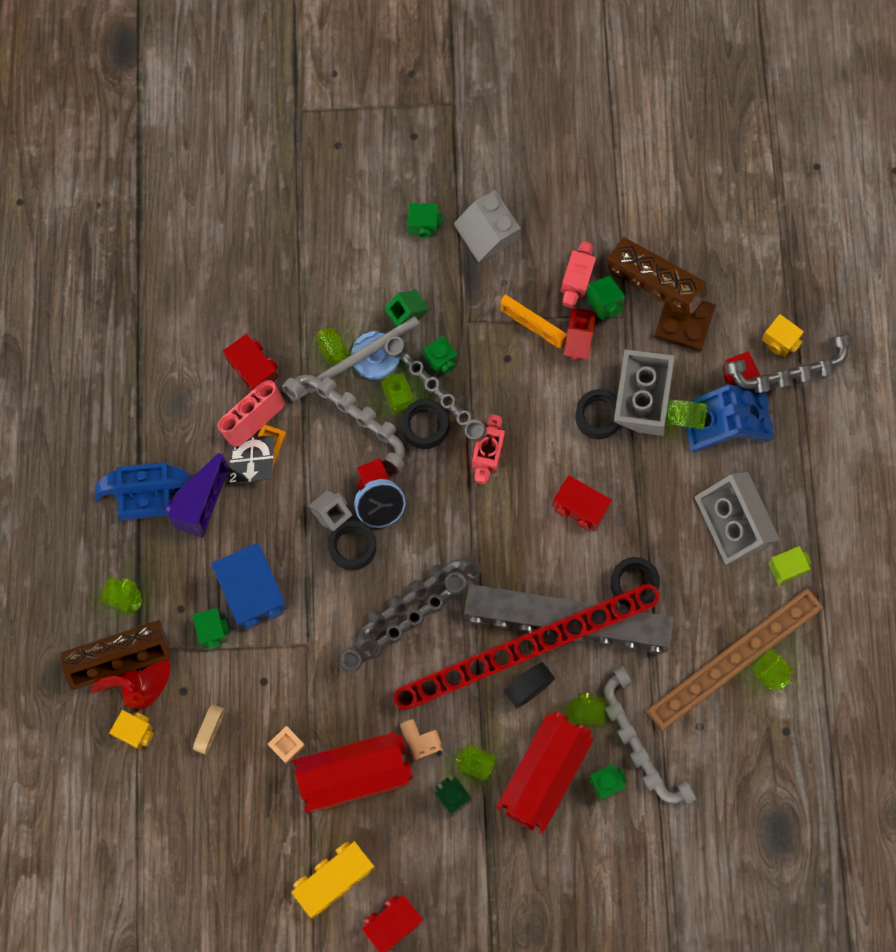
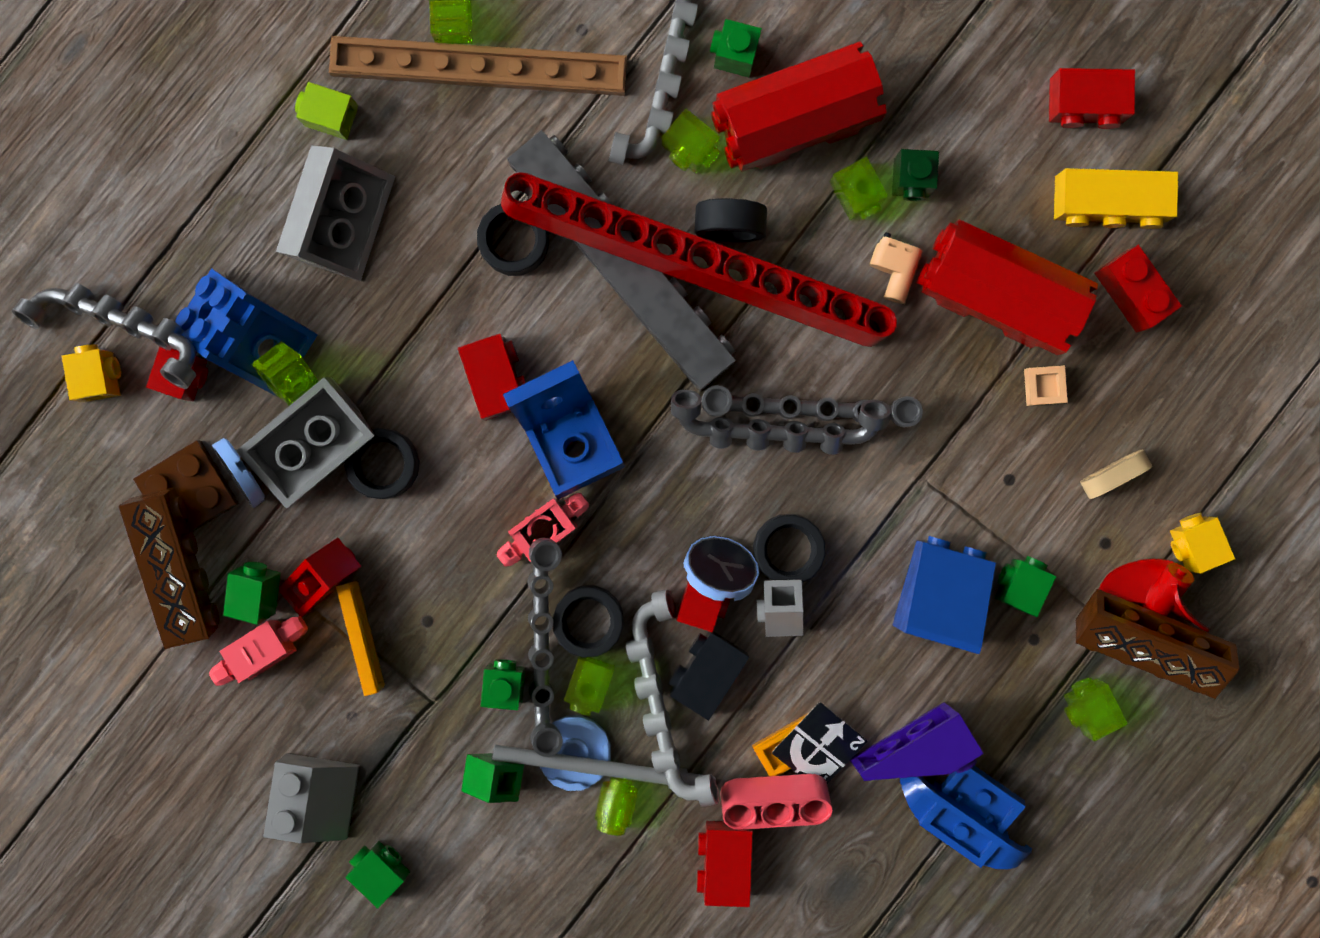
camera: 145 degrees left, 15 degrees up
(279, 837) = (1137, 289): none -> red brick
(340, 449) = (707, 674): none -> black brick
(531, 507) = (558, 412): none -> blue bracket
(662, 347) = (238, 472): none -> light blue tile

